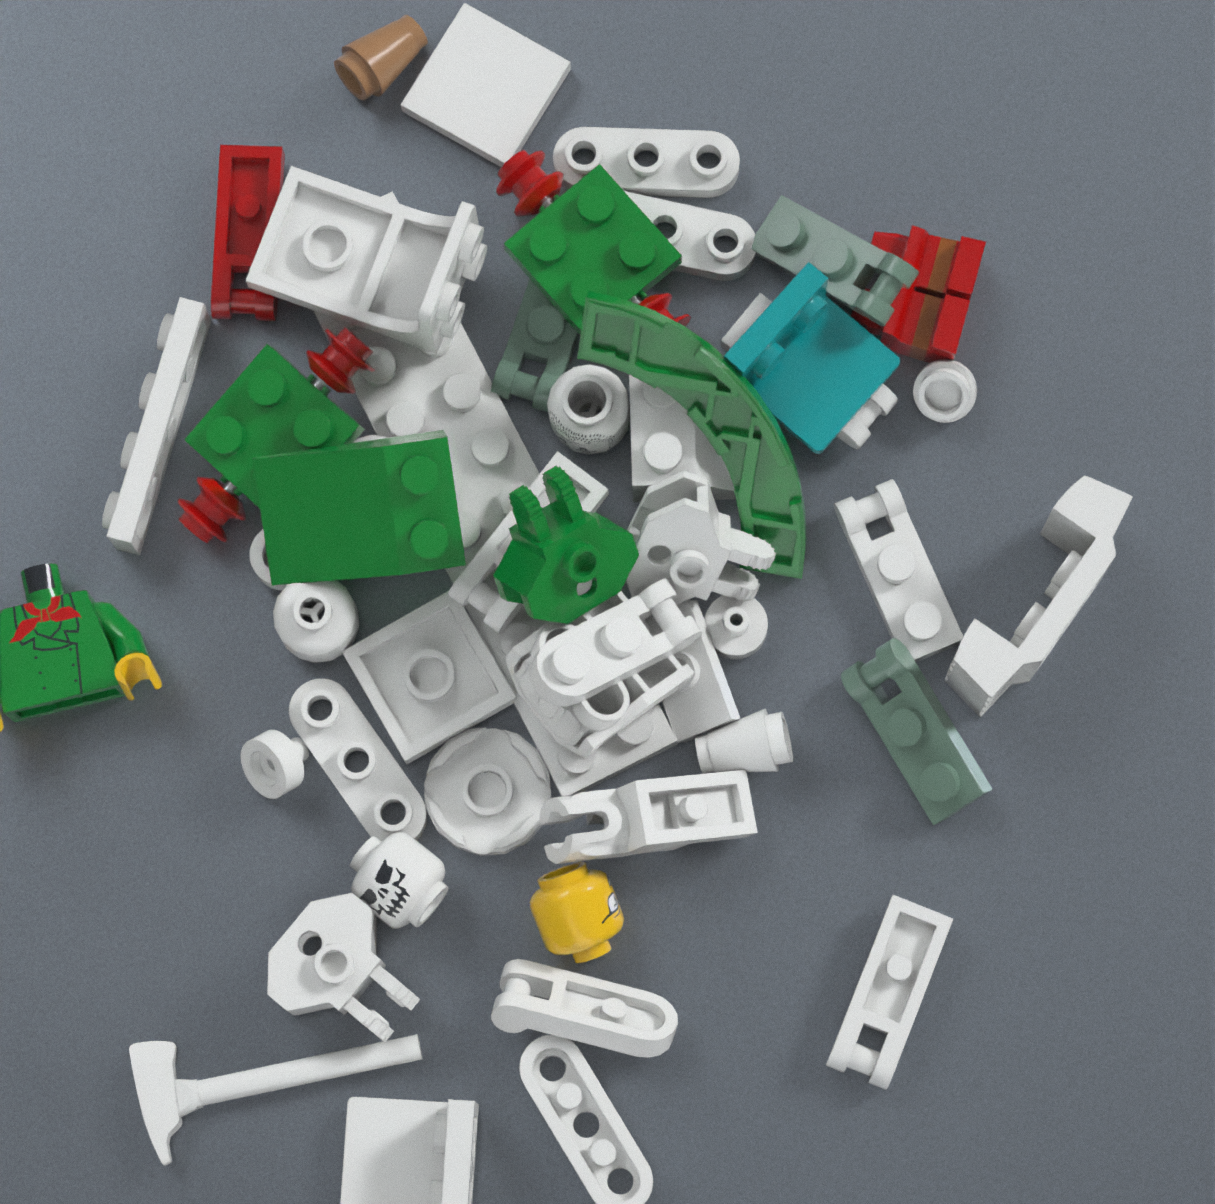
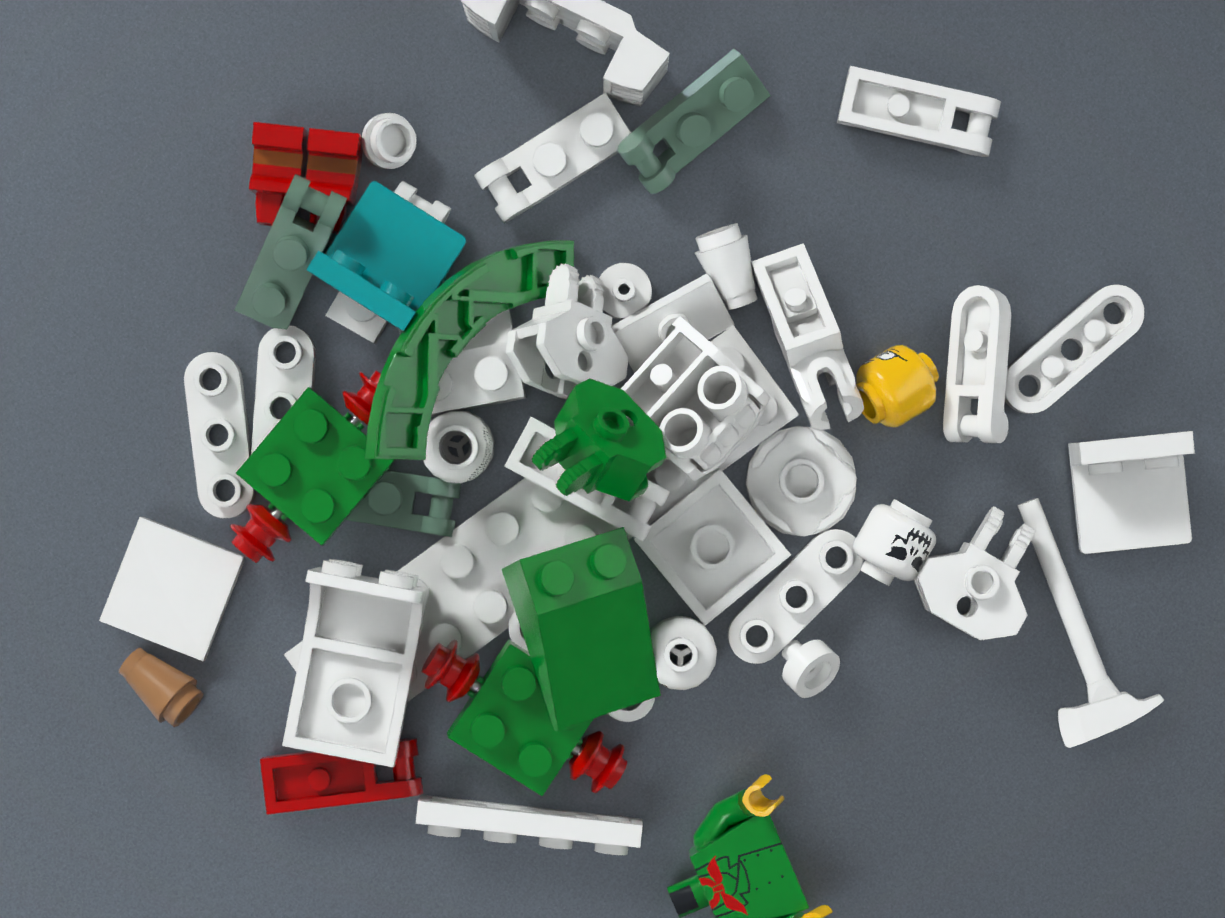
camera: 105 degrees left, 10 degrees up
(611, 647) = (675, 390): white plate -> none

